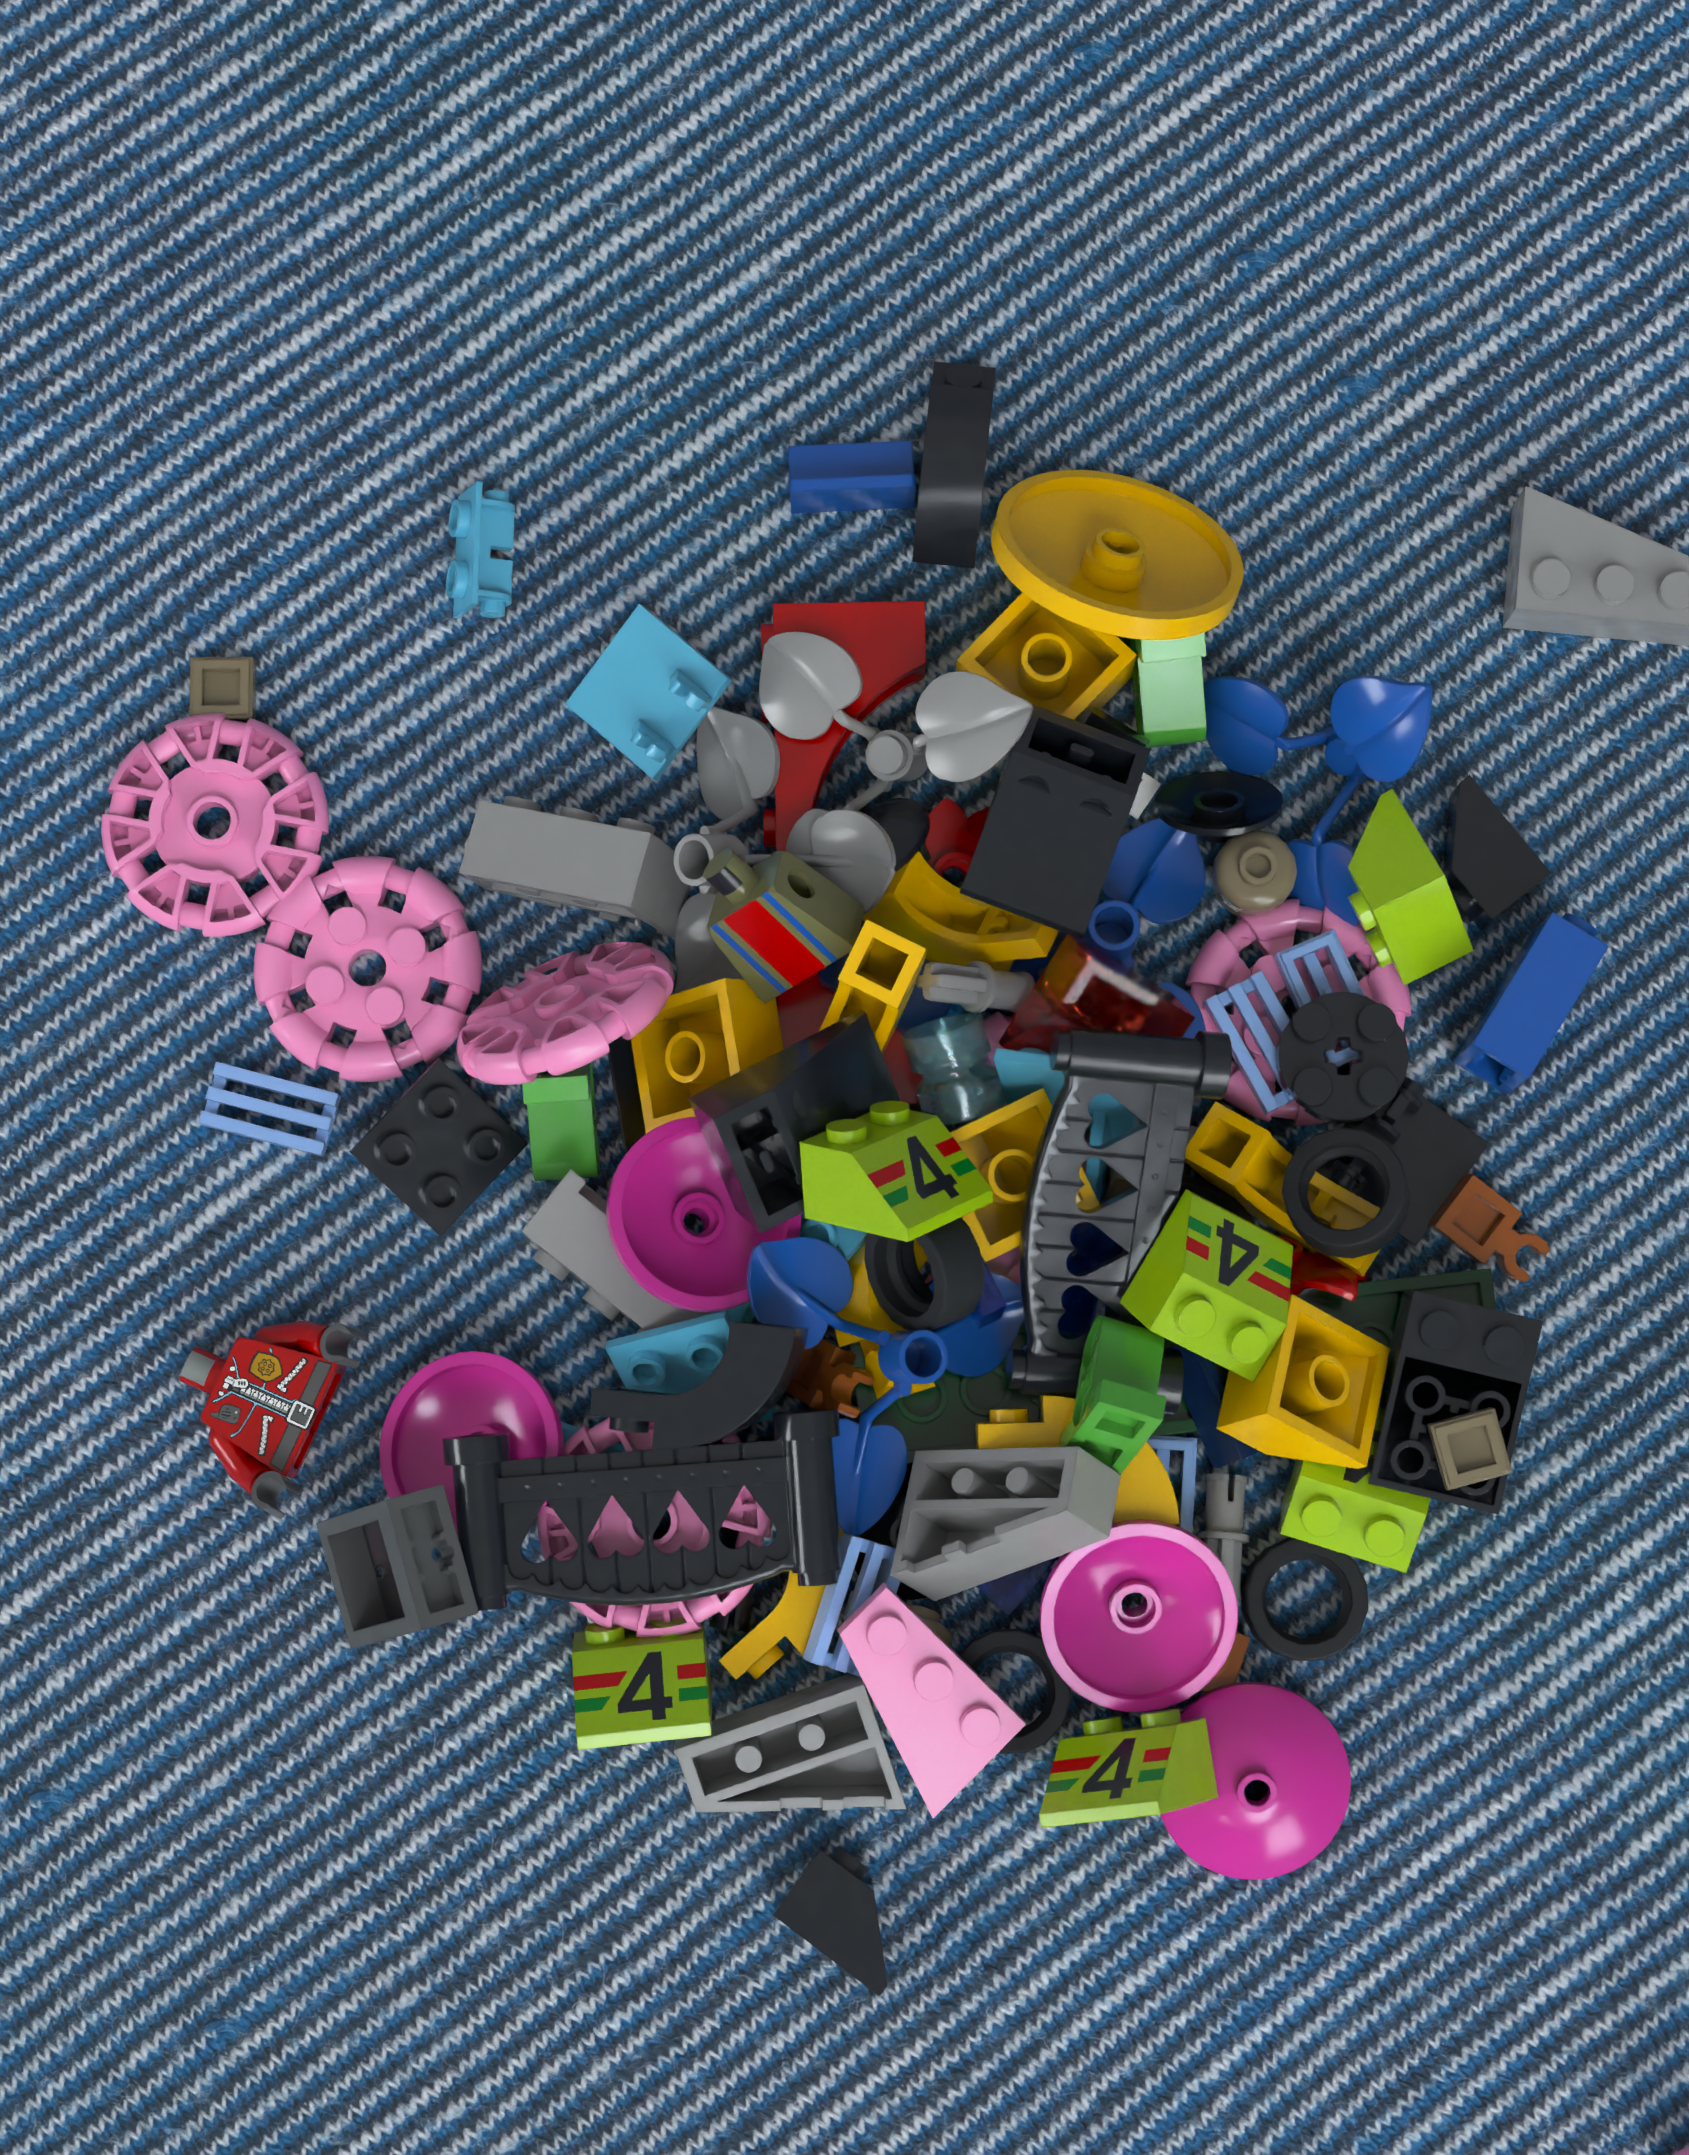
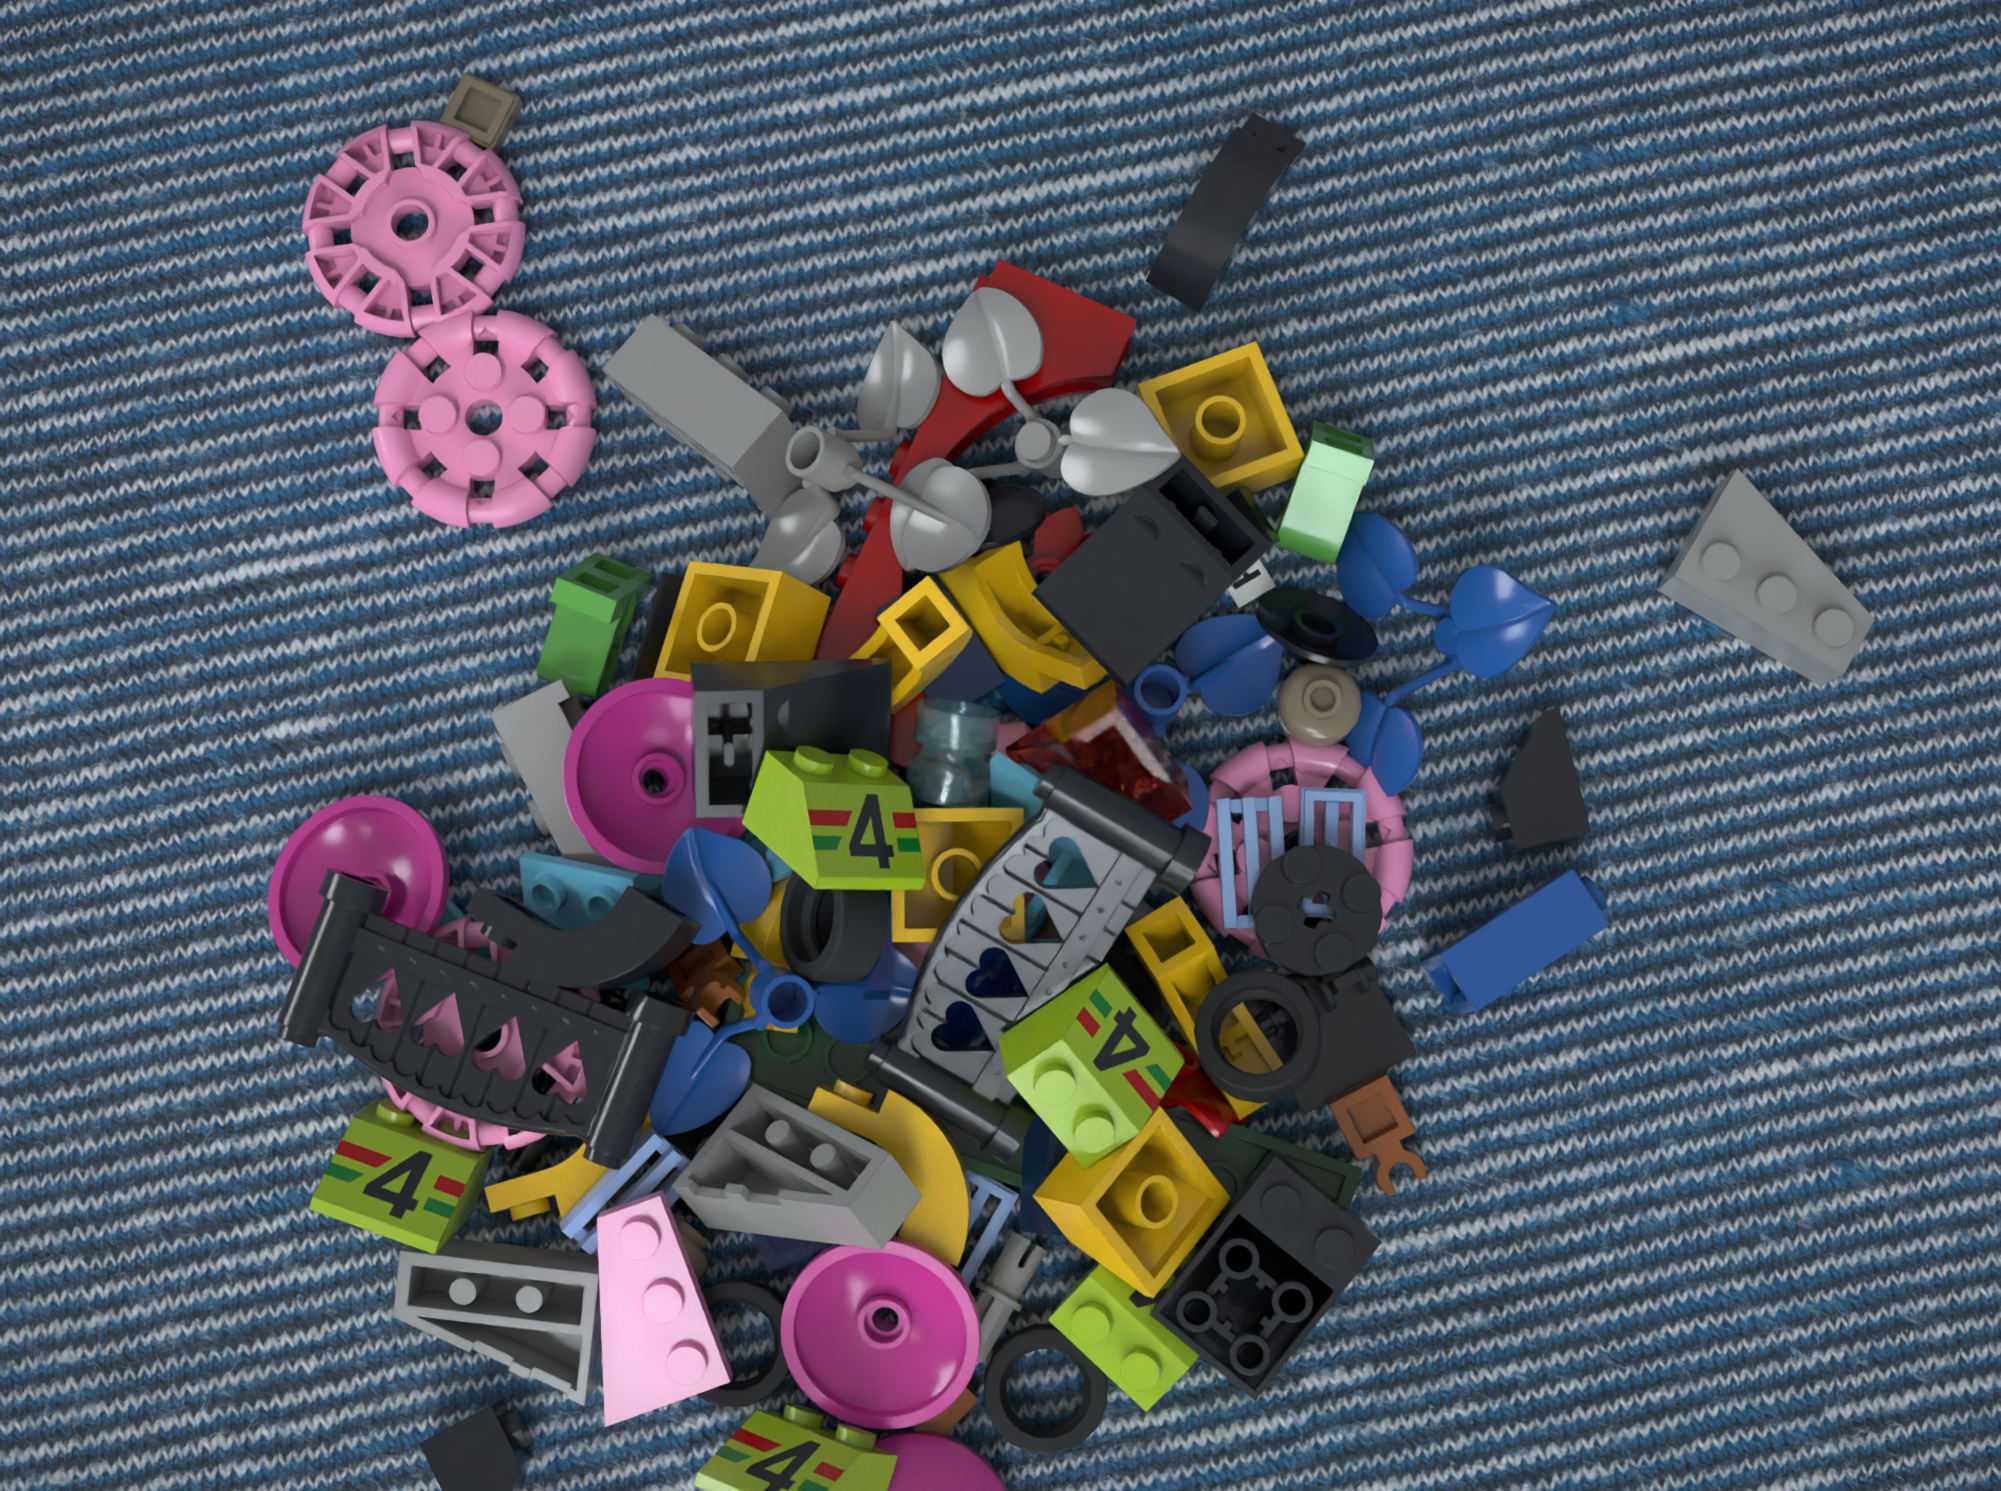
camera: 25 degrees right, 0 degrees up
(218, 1095) = (300, 470): light blue tile -> none
(270, 1401) = (204, 764): torso -> none
(399, 1540) = (223, 965): dark grey window -> none
(439, 1147) = (467, 606): black hinge -> none
(479, 527) = (775, 74): medium azure hinge -> none
(567, 1015) = (630, 539): bright pink plate -> none
(648, 692) = (851, 288): medium azure plate -> none
(779, 919) = (855, 540): olive torso -> none
(851, 476) = (1127, 181): blue panel -> none
(975, 986) = (1007, 685): light grey axle -> none
(1116, 555) = (1329, 357): yellow dish -> none
(1117, 1392) = (952, 1120): bright green tile -> none
(1404, 896) = (1442, 789): lime slope -> none
(1469, 1448) = (1255, 1328): dark tan tile -> none

